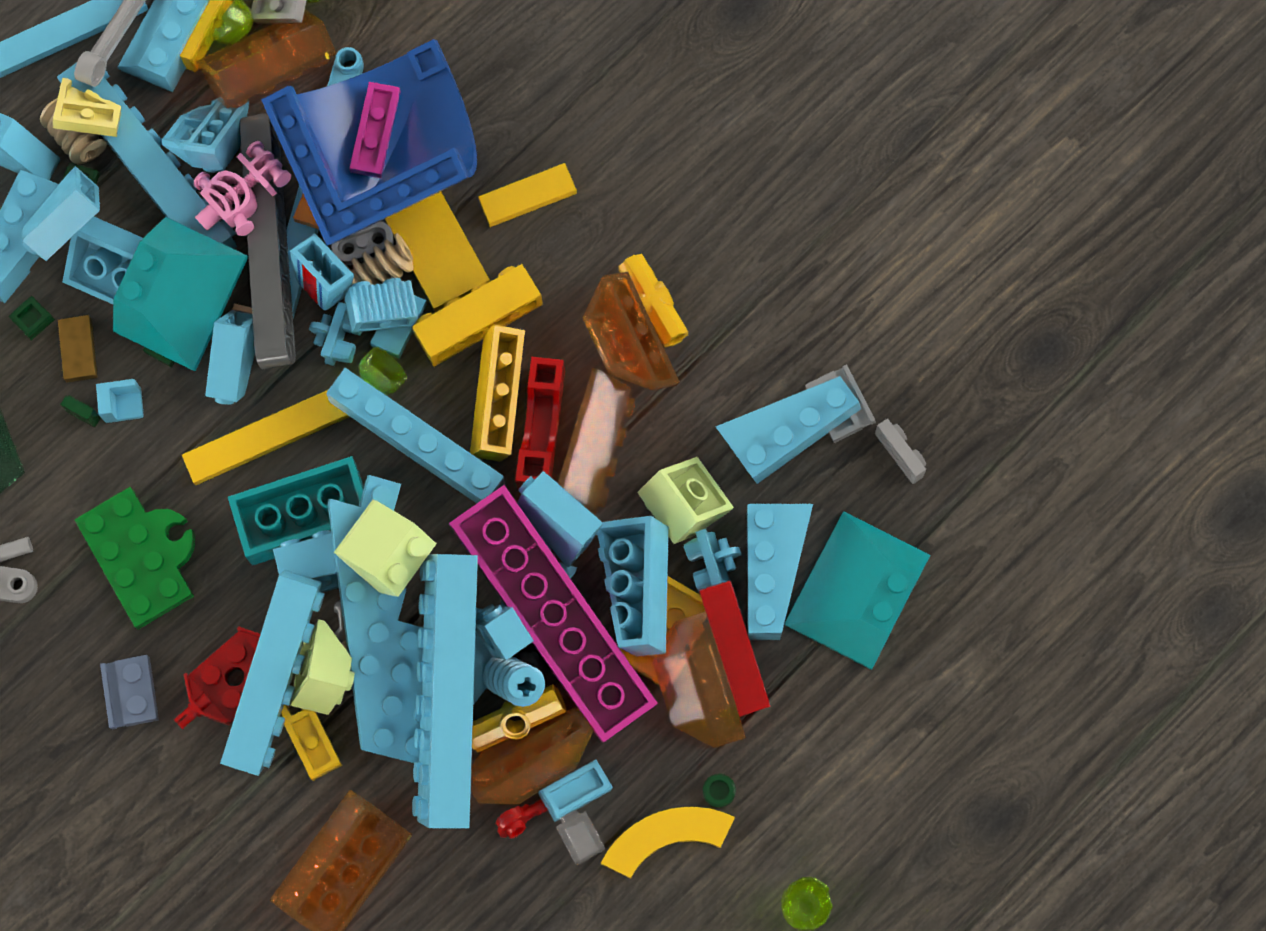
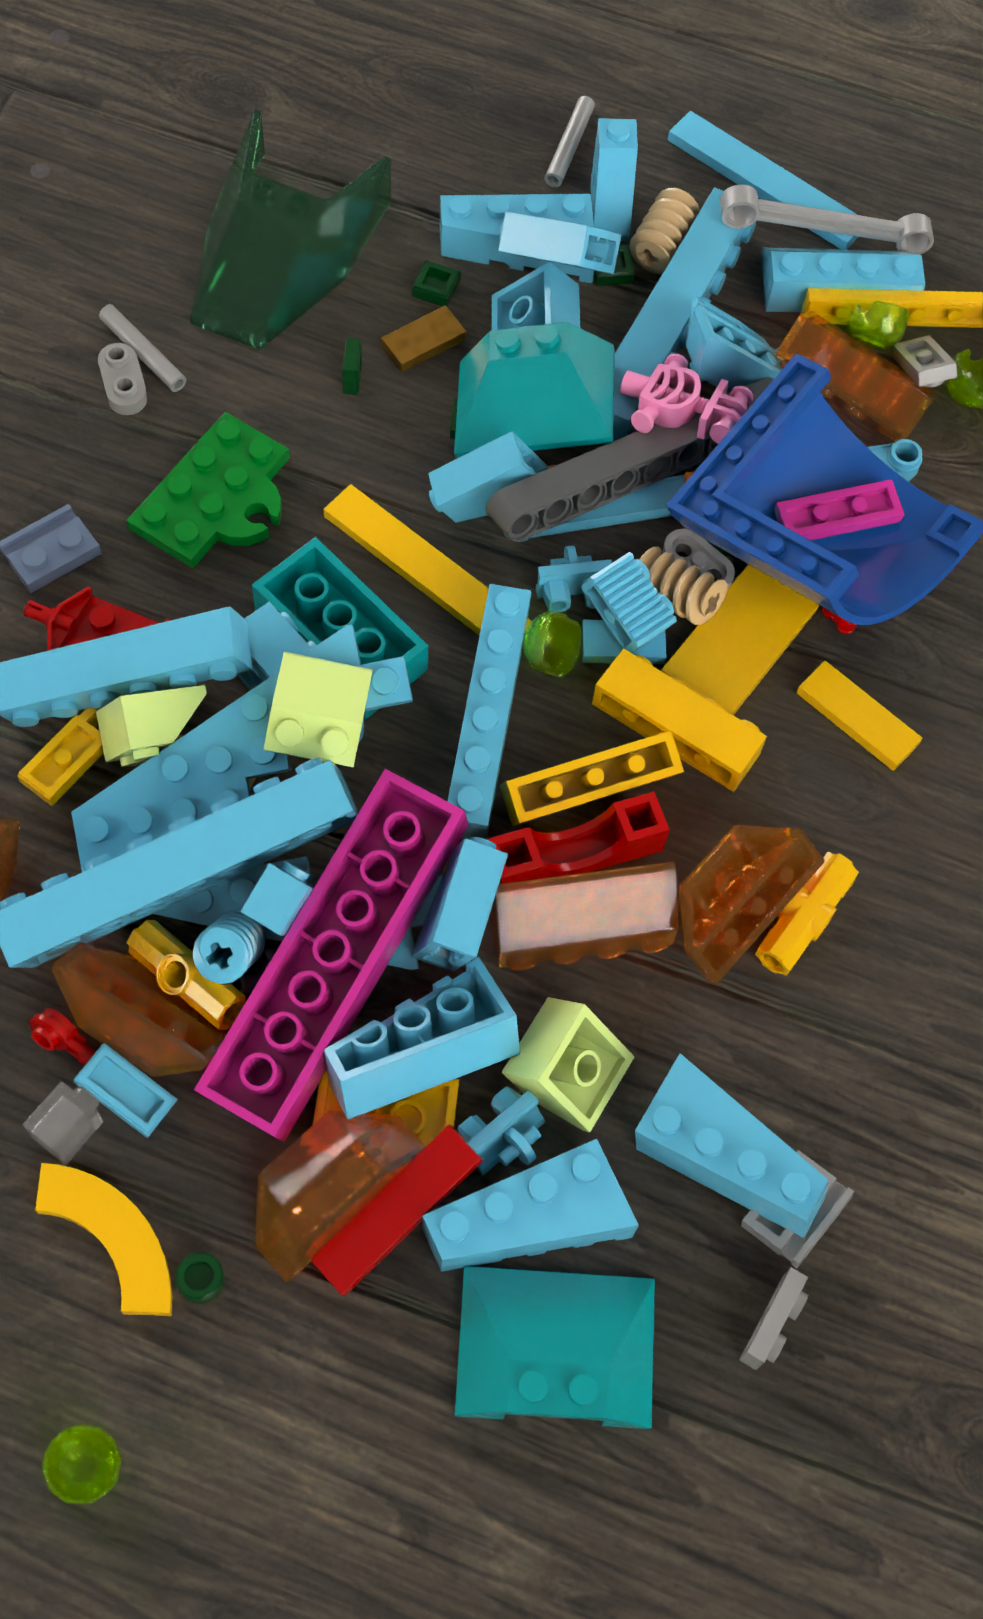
camera: 55 degrees right, 10 degrees down
(85, 111) = (687, 220): light yellow wing -> none
(119, 400) = (382, 398): medium azure panel -> none
(325, 277) = (629, 532): medium azure torso -> none

